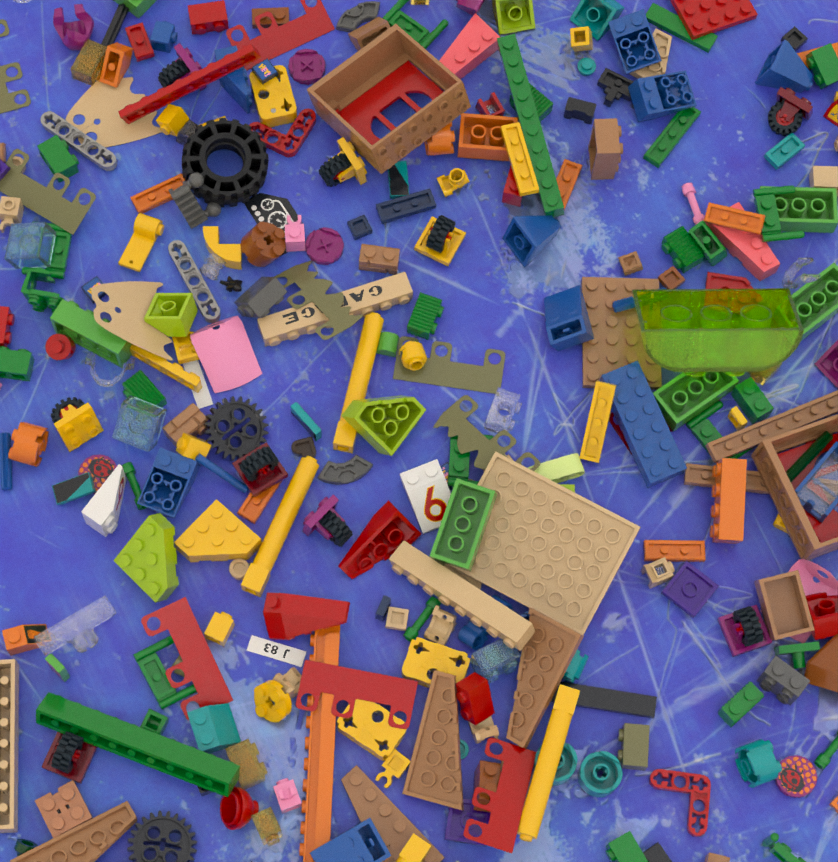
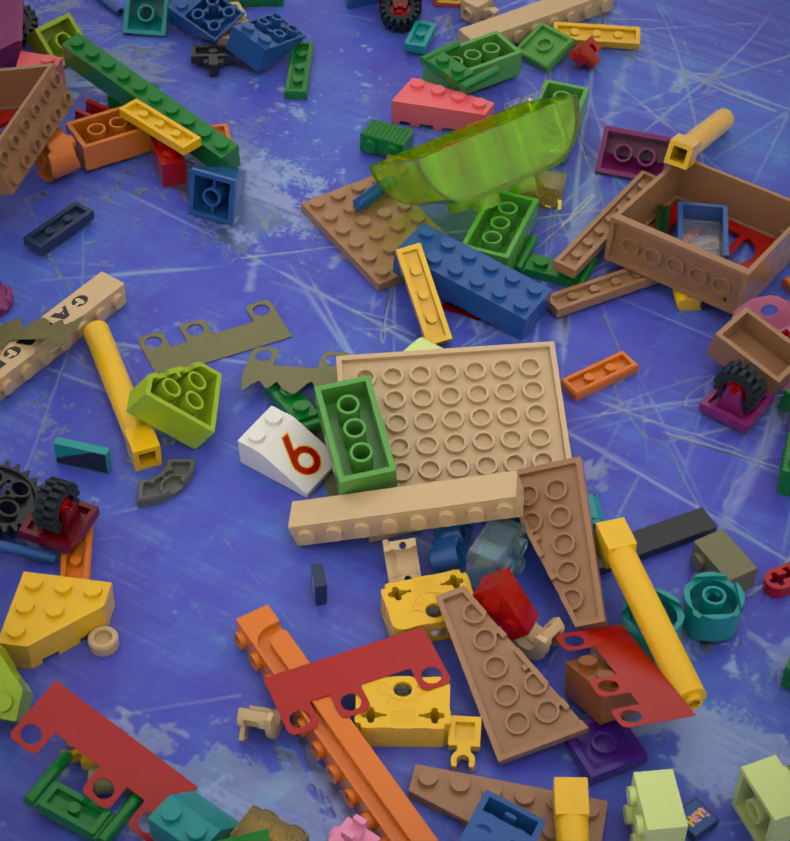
camera: 30 degrees left, 25 degrees down
(219, 628) = (124, 709): yellow brick -> none
(259, 571) = (126, 573): yellow brick -> none
(265, 708) = (246, 764): yellow plate -> none
(276, 651) = (215, 703): white sticker -> none
(297, 614) = (215, 636): red wedge -> none
(304, 447) = (100, 485): dark brown tile -> none
(327, 522) = (185, 529): plate -> none
(359, 227) = (18, 268): dark blue tile -> none
(378, 540) = (260, 520): red wedge -> none
(379, 259) = (61, 277): medium nougat brick -> none
(388, 344) = (129, 346): bright green brick -> none
(397, 618) = (344, 587): tan plate -> none
(398, 180) = (31, 211): black tile -> none
(412, 632) = (372, 590): green bar -> none
(413, 355) = (167, 340): yellow head -> none
(424, 316) = (154, 304): green brick -> none
(440, 240) = (120, 234): plate -> none
(456, 179) = (98, 187): yellow plate -> none
(503, 401) = (309, 340): clear brick -> none
(567, 319) = (318, 235): blue slope -> none
(580, 110) = (190, 85): black piece -> none
(581, 39) = (148, 32): yellow brick -> none
(586, 66) = (169, 56): teal plate -> none
(605, 149) = (242, 89): medium nougat piece -> none
(630, 263) = (342, 172): medium nougat tile -> none
(658, 572) = (602, 392): tan window -> none
(689, 191) = (354, 100): bright pink bar -> none
(689, 589) = (647, 397): dark purple plate -> none
(708, 243) = (412, 117): green brick -> none
(728, 501) = (621, 294): orange brick -> none
(734, 218) = (421, 83): orange tile -> none
(737, 418) = (561, 237): yellow tile -> none
(752, 401) = (562, 217): green brick -> none

